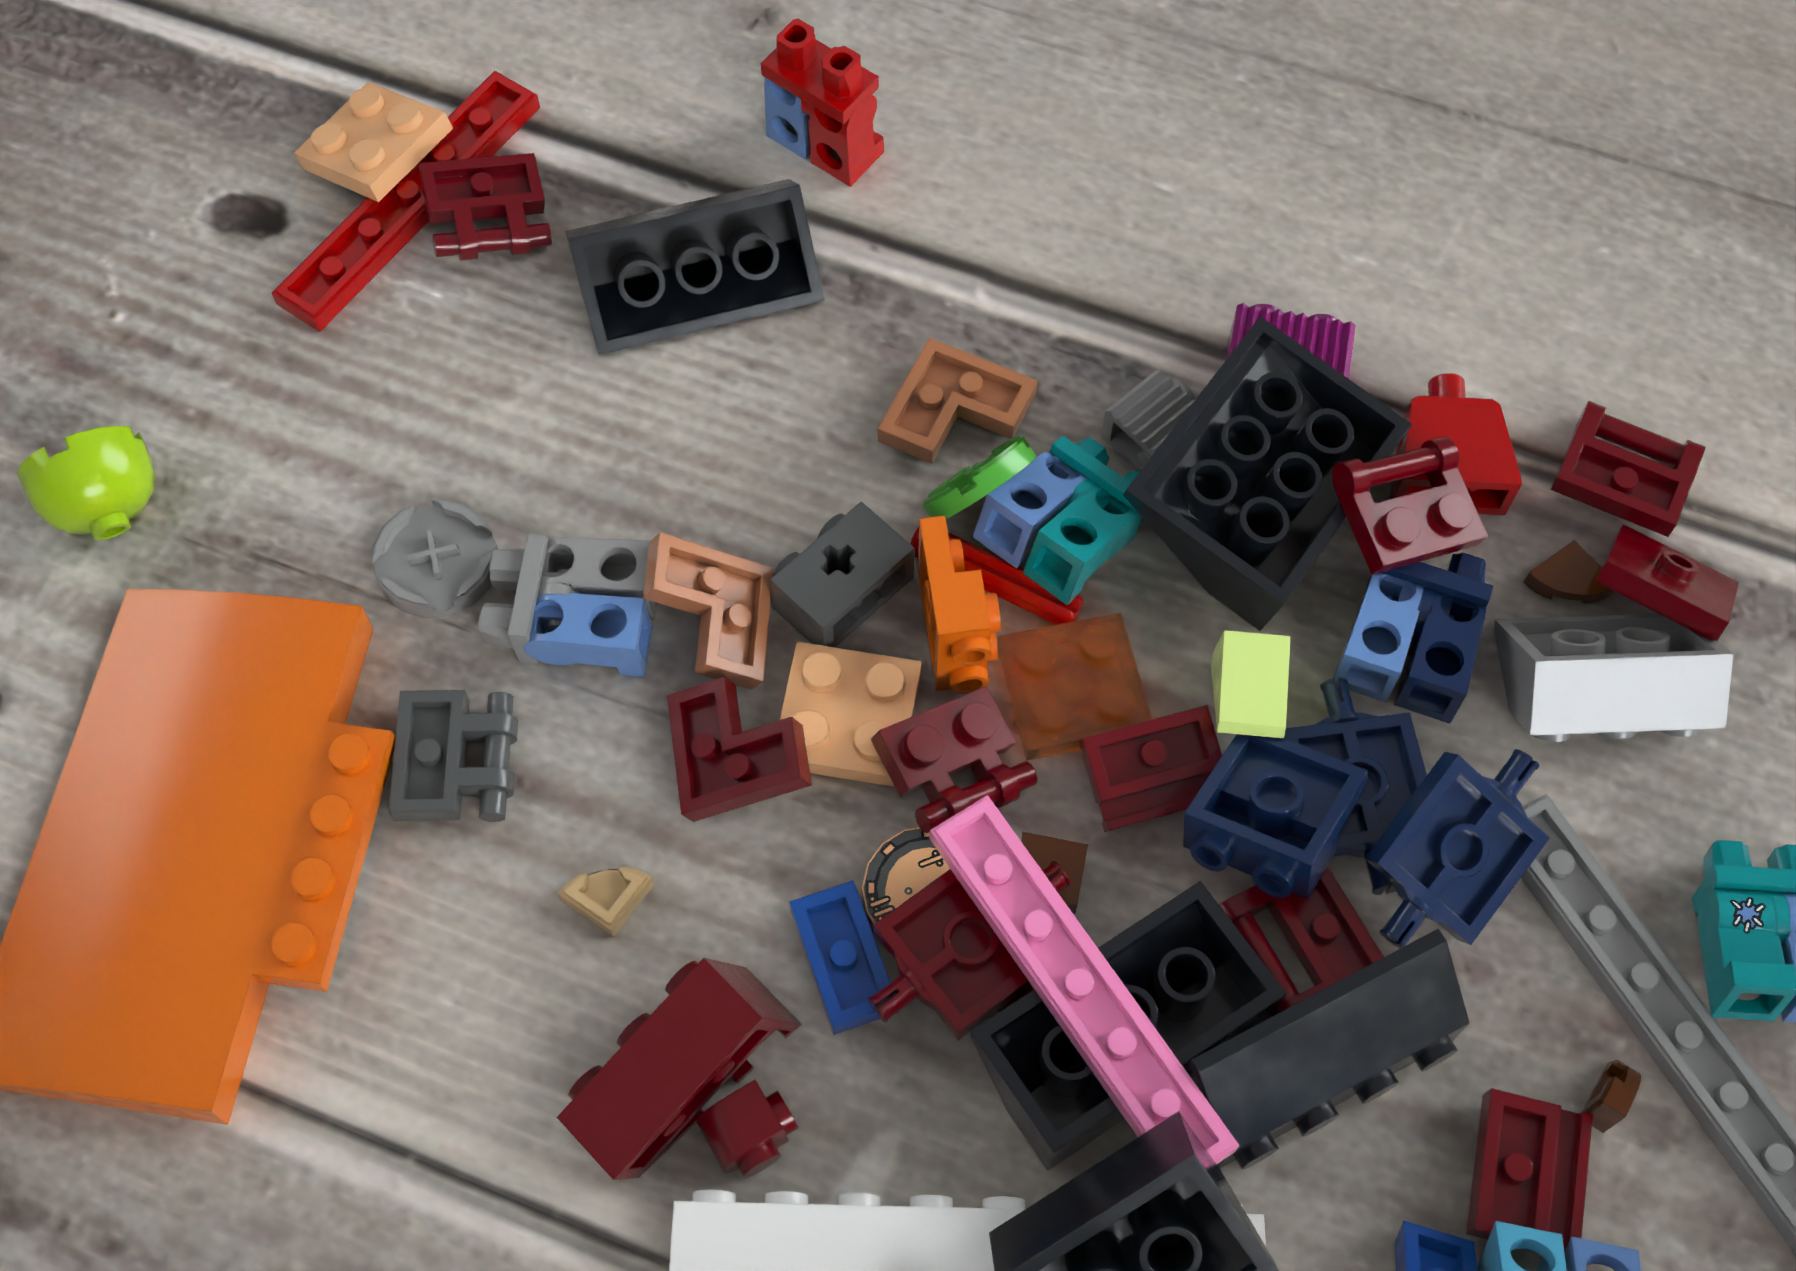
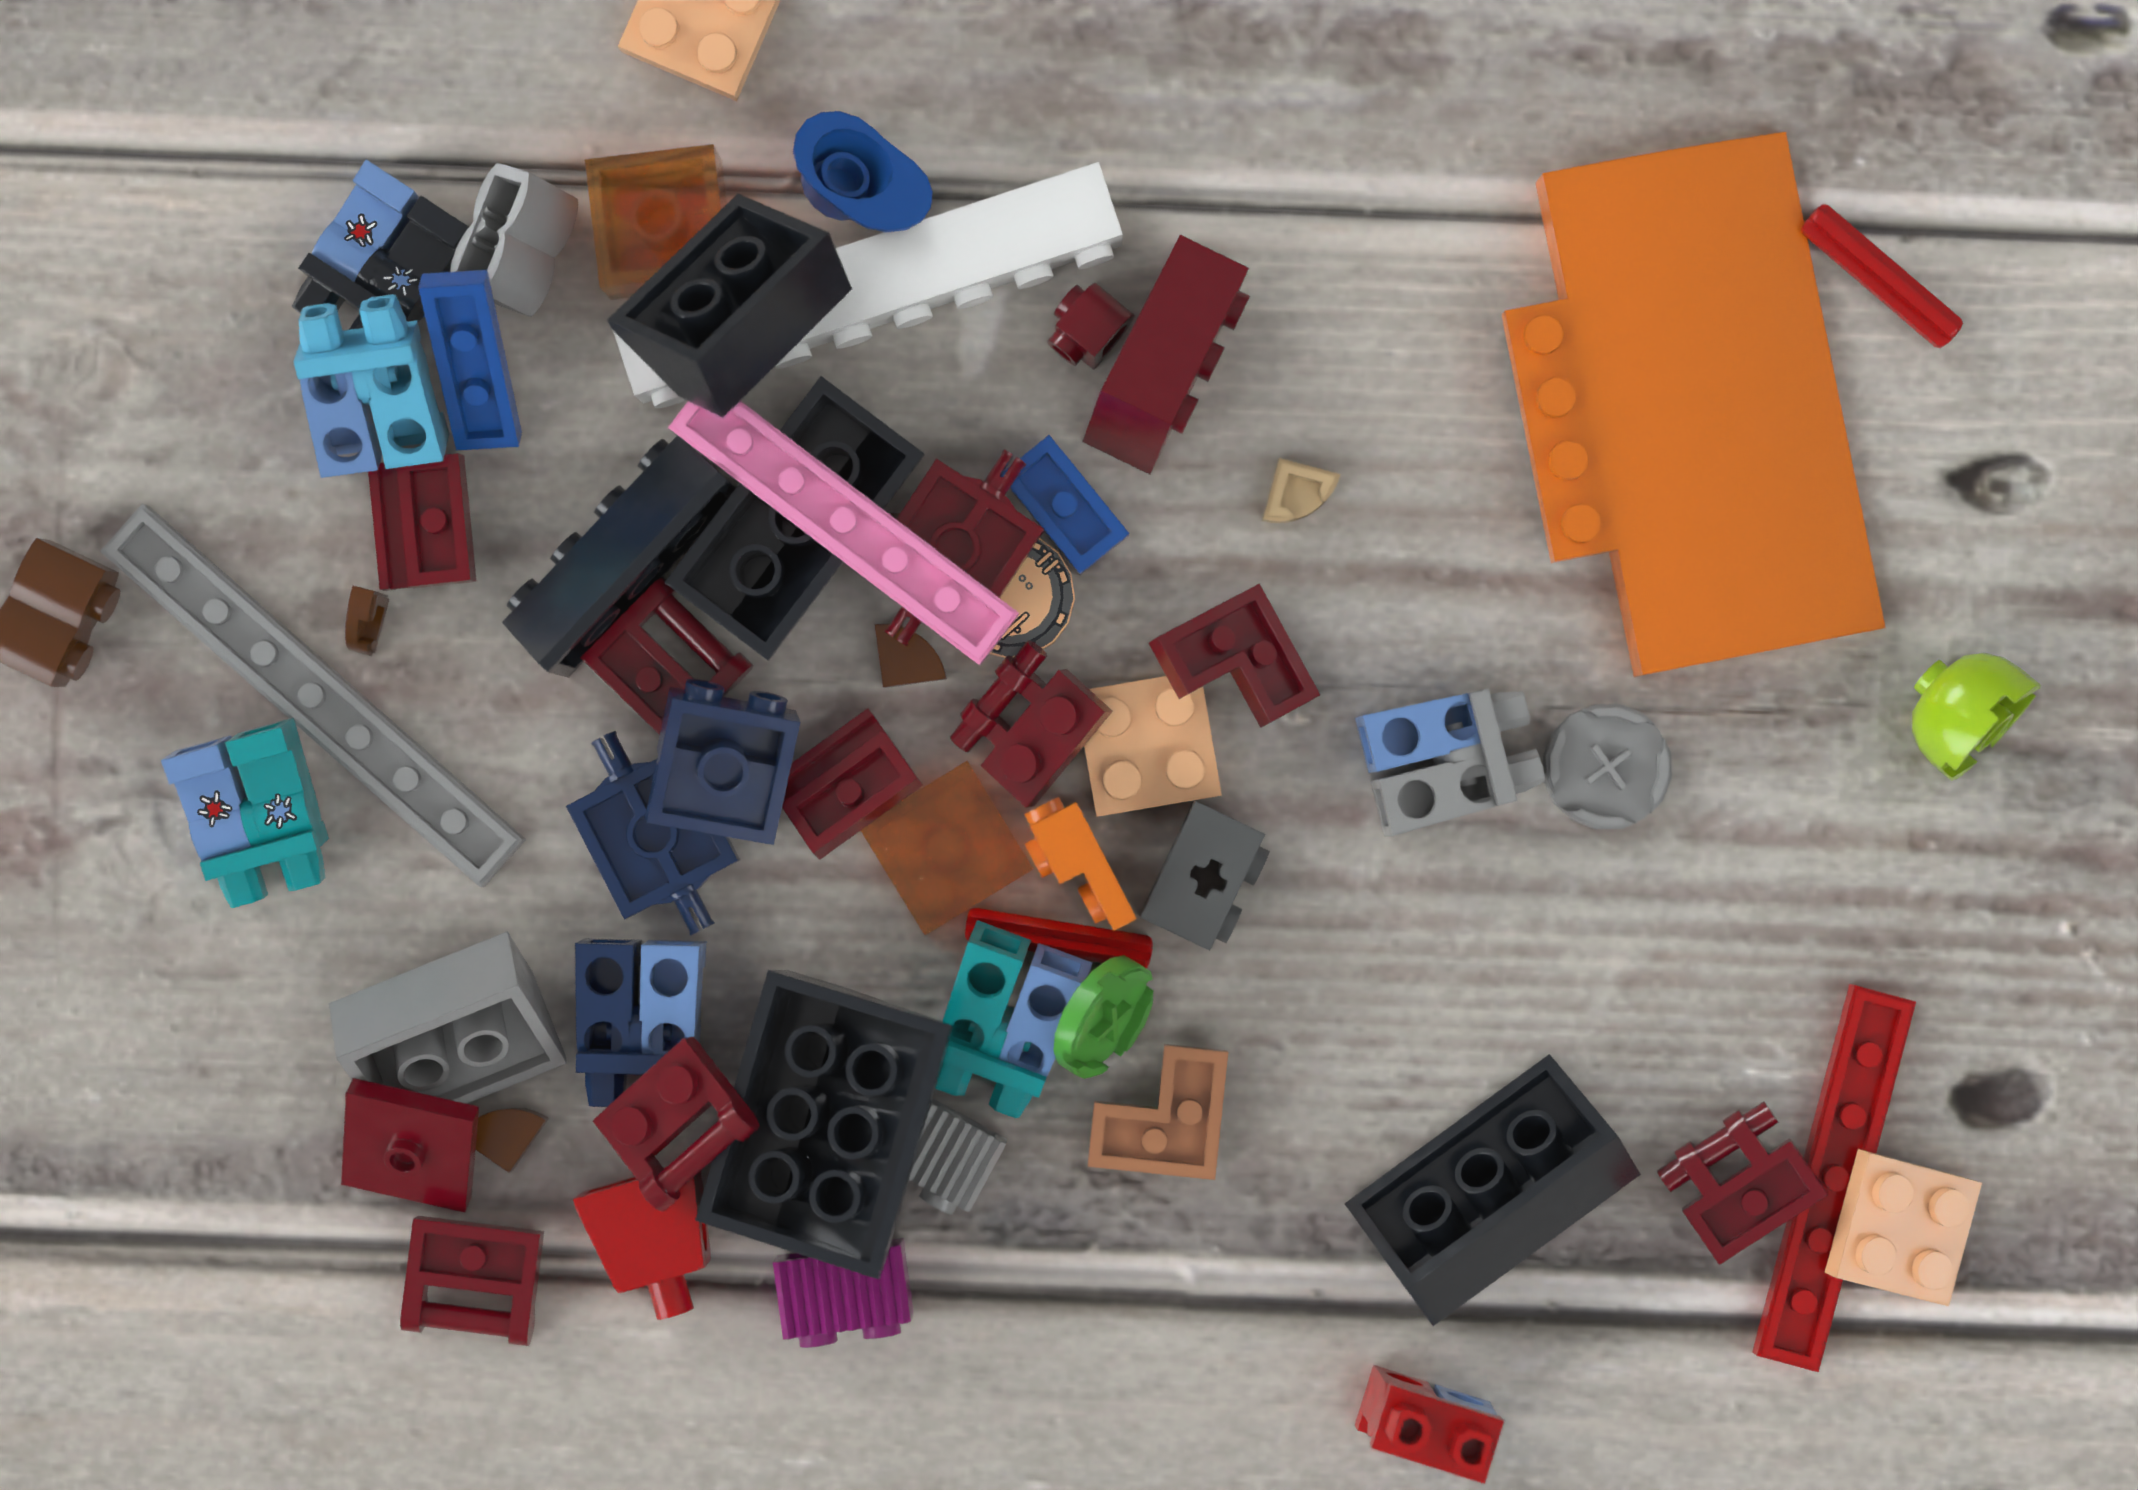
camera: 165 degrees right, 25 degrees up
(431, 753) = (1512, 562): dark grey plate -> none
(728, 596) = (1301, 813): nougat plate -> none
(1251, 683) = (778, 884): yellowish green slope -> none
(1457, 847) = (548, 786): dark blue plate -> none

